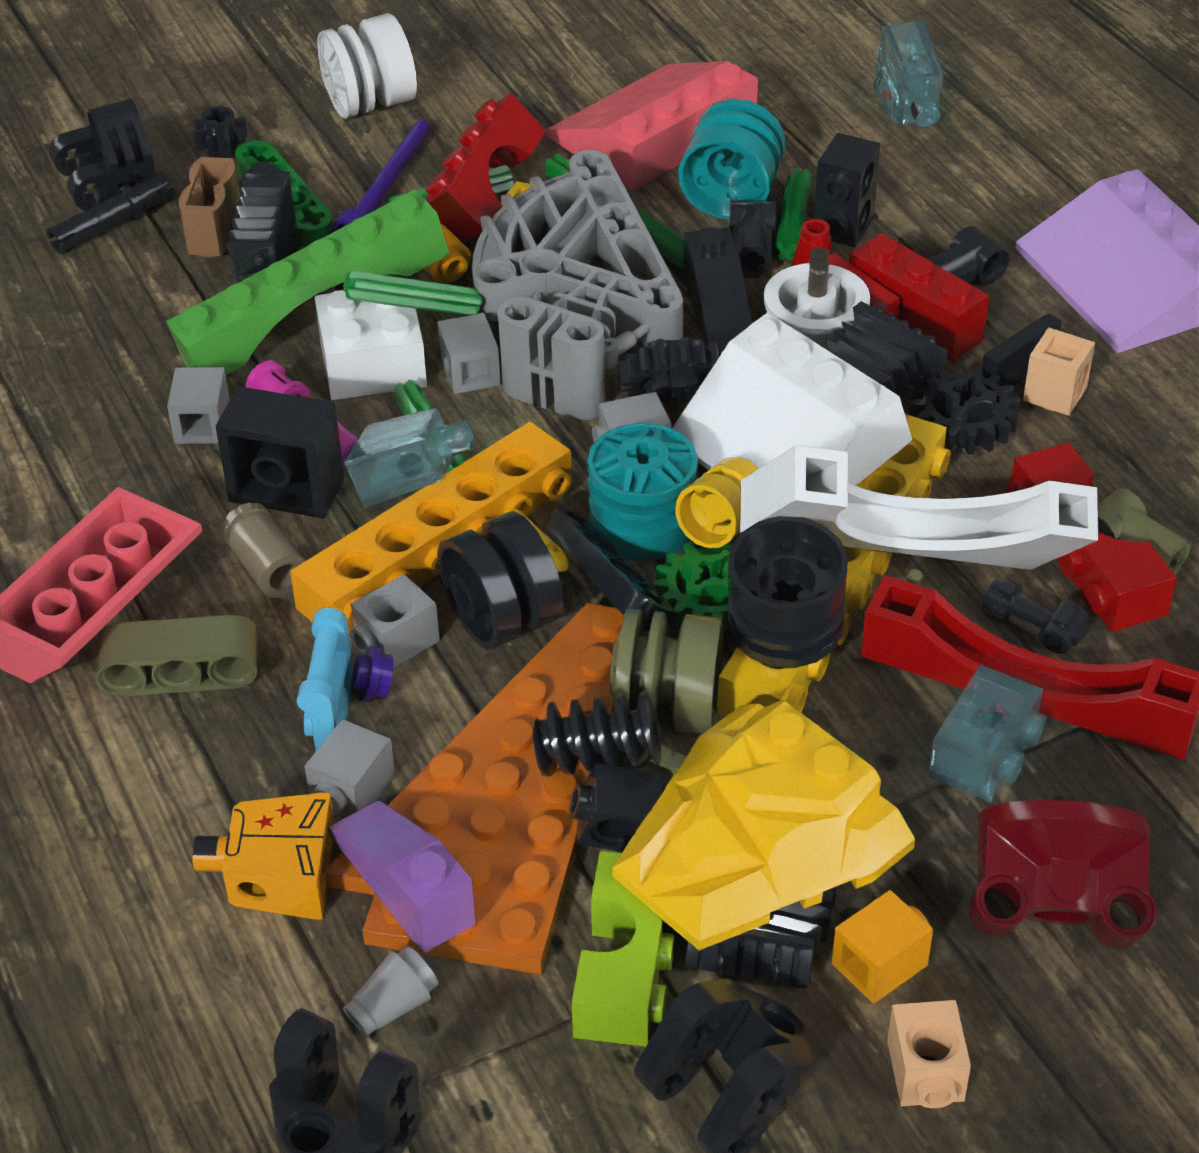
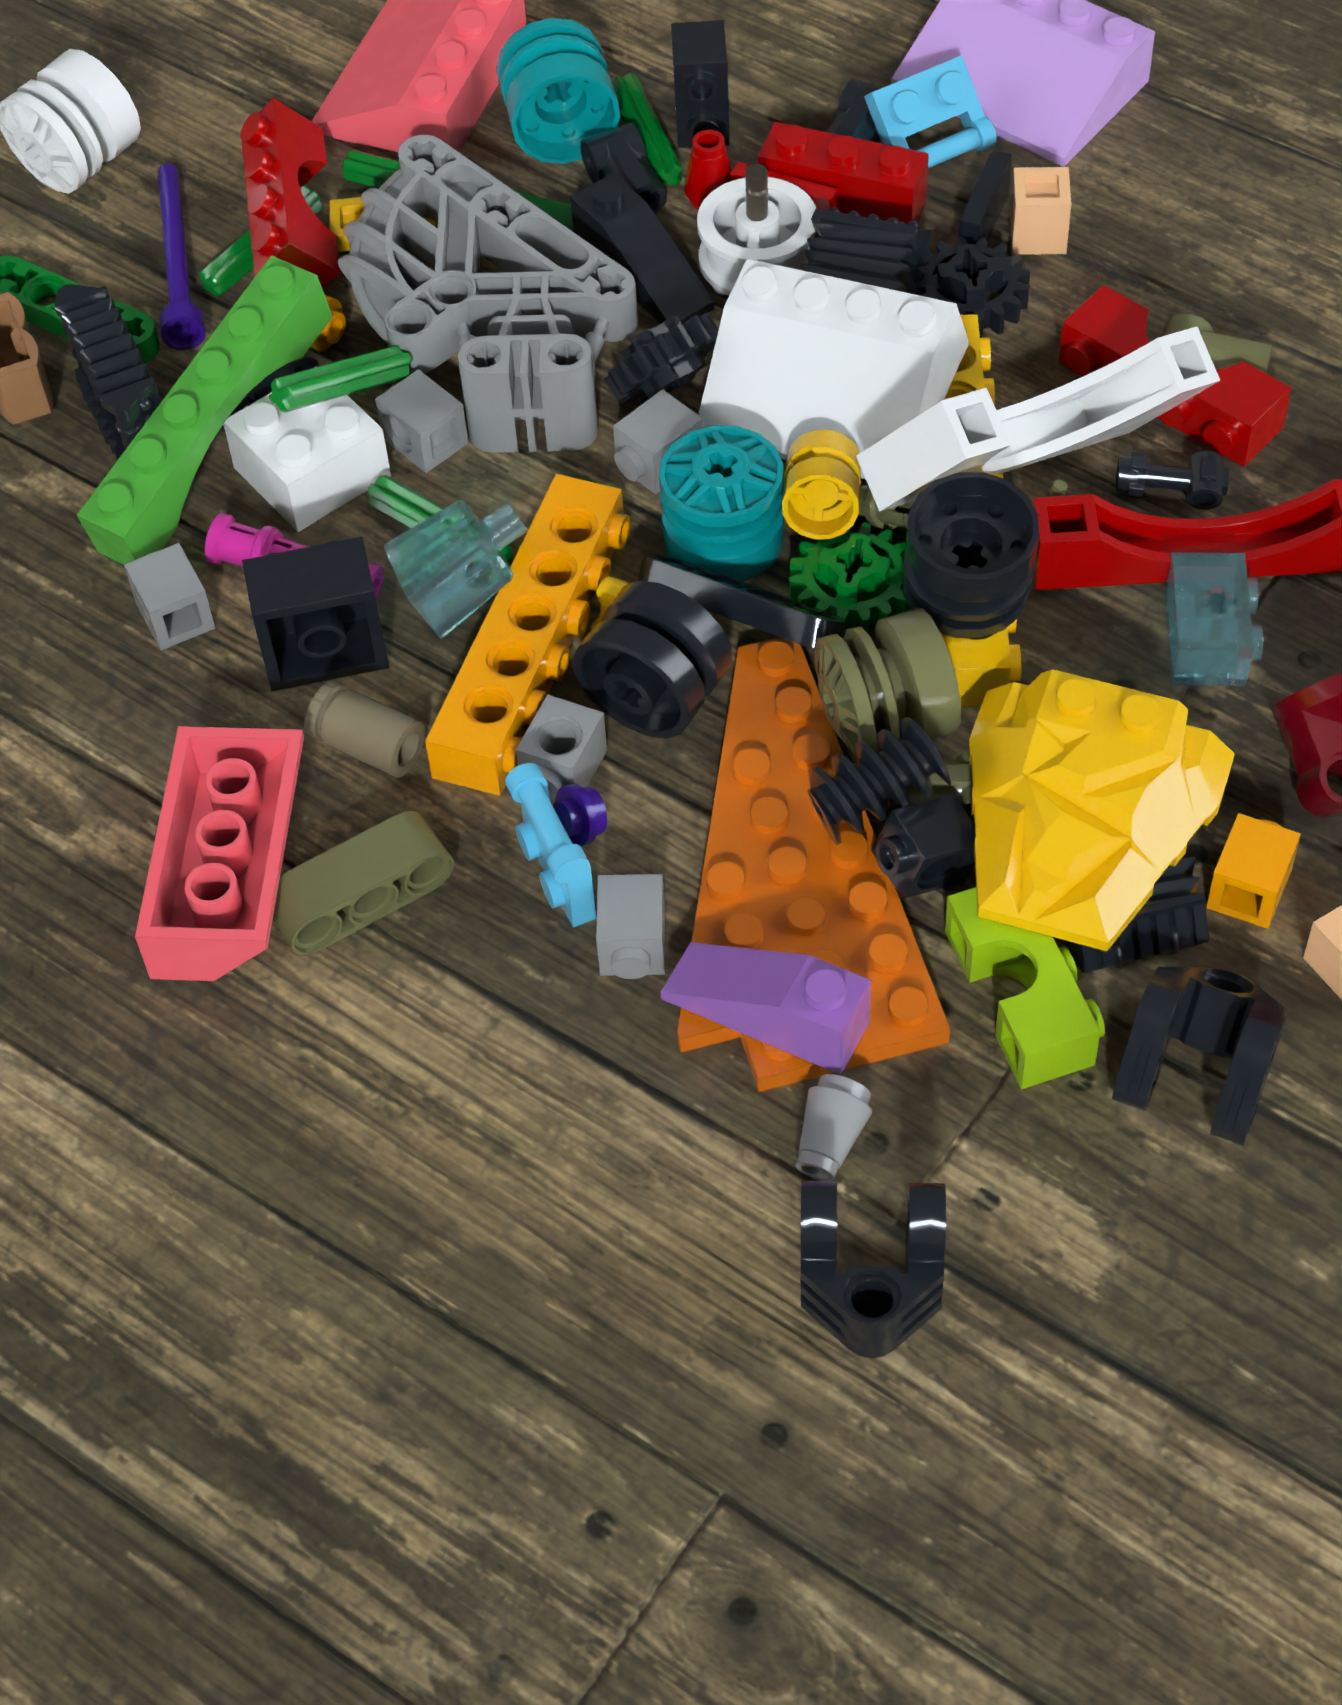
camera: 25 degrees left, 10 degrees up
(274, 854) = (619, 1044): light orange torso -> none
(1021, 261) = (928, 100): none -> medium azure plate

